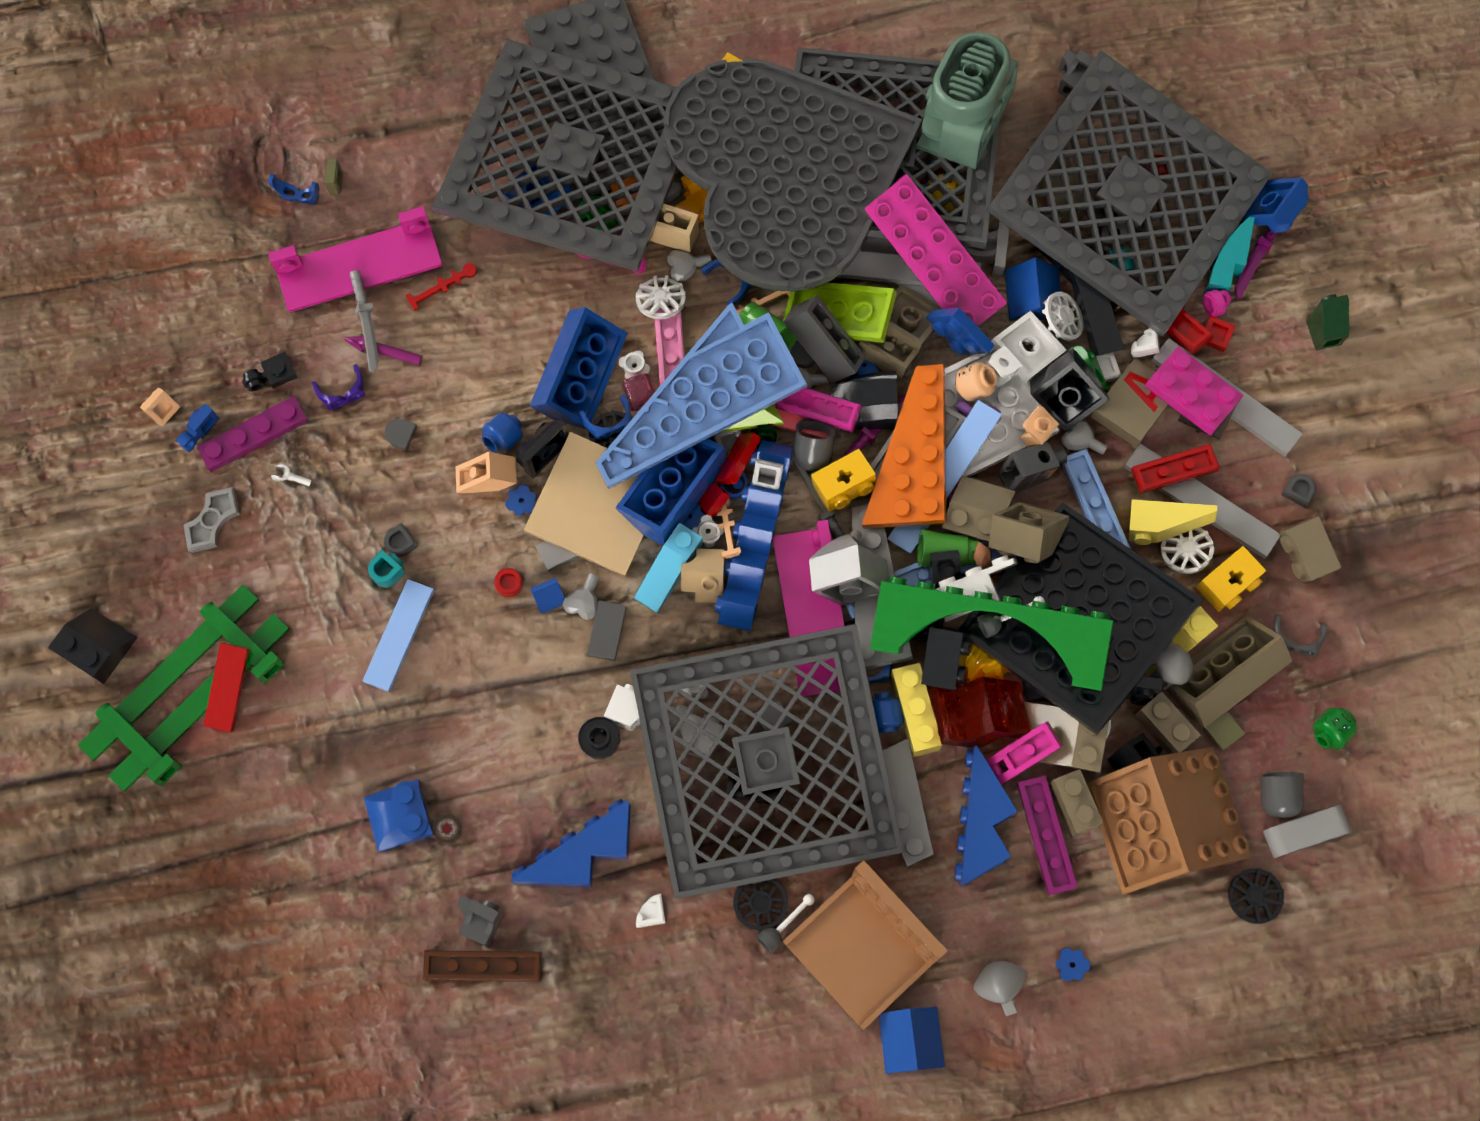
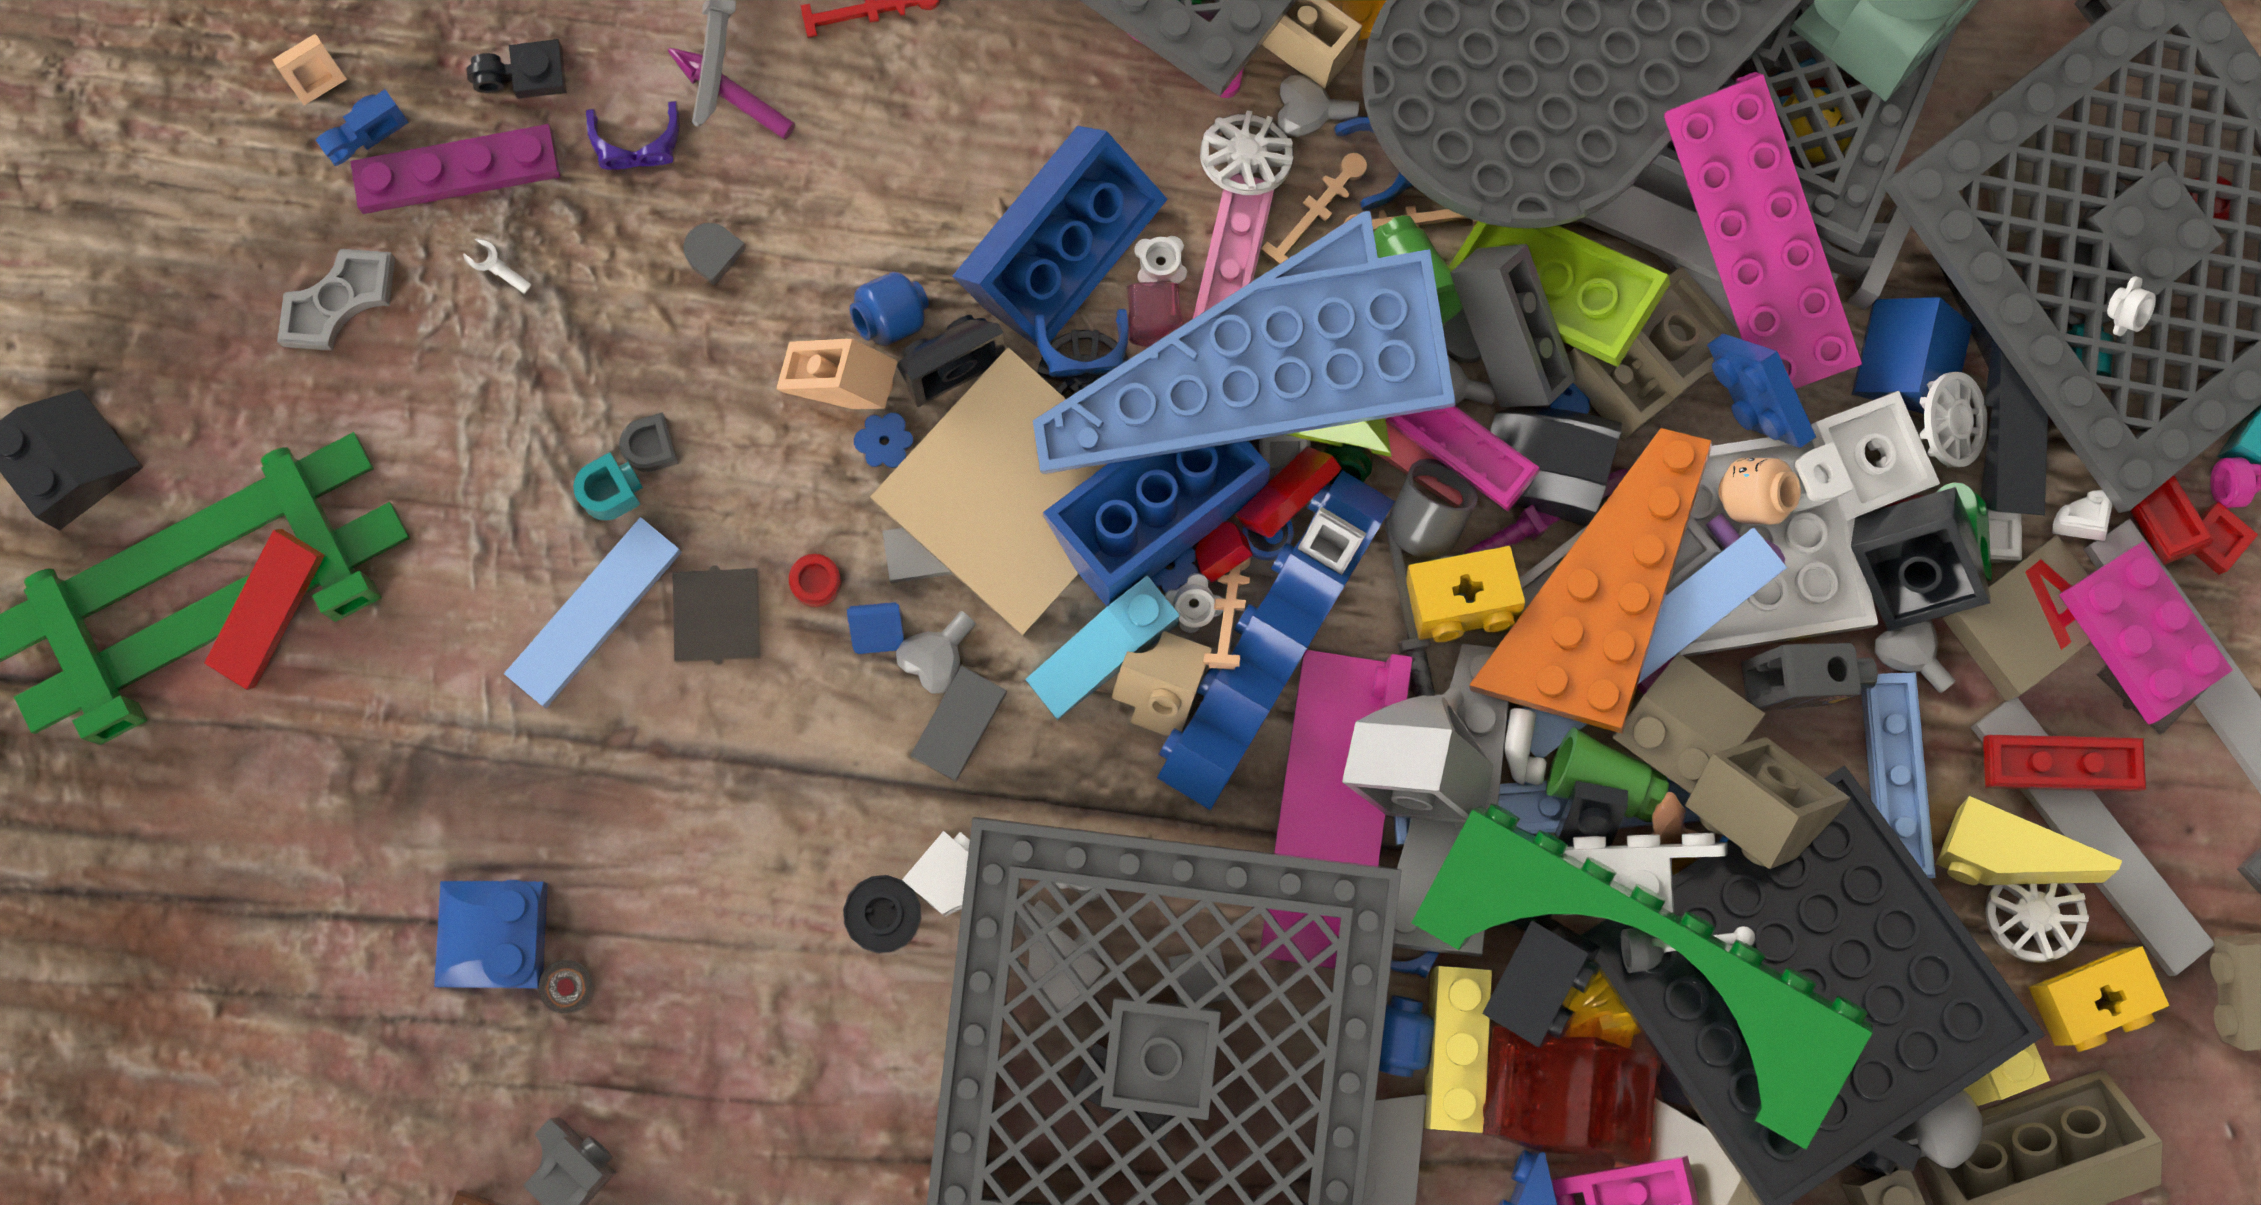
camera: 10 degrees right, 5 degrees up
(463, 616) = (716, 615): none -> clear smoke piece
(573, 860) = (766, 1120): blue slope -> none
(717, 288) = (1352, 168): none -> light nougat piece
(896, 549) = (1518, 747): none -> white arm
(1038, 427) = (1845, 612): light nougat bracket -> none
(1130, 231) = (2131, 307): none -> white plate
(1307, 650) = (2198, 1172): dark grey cap -> none

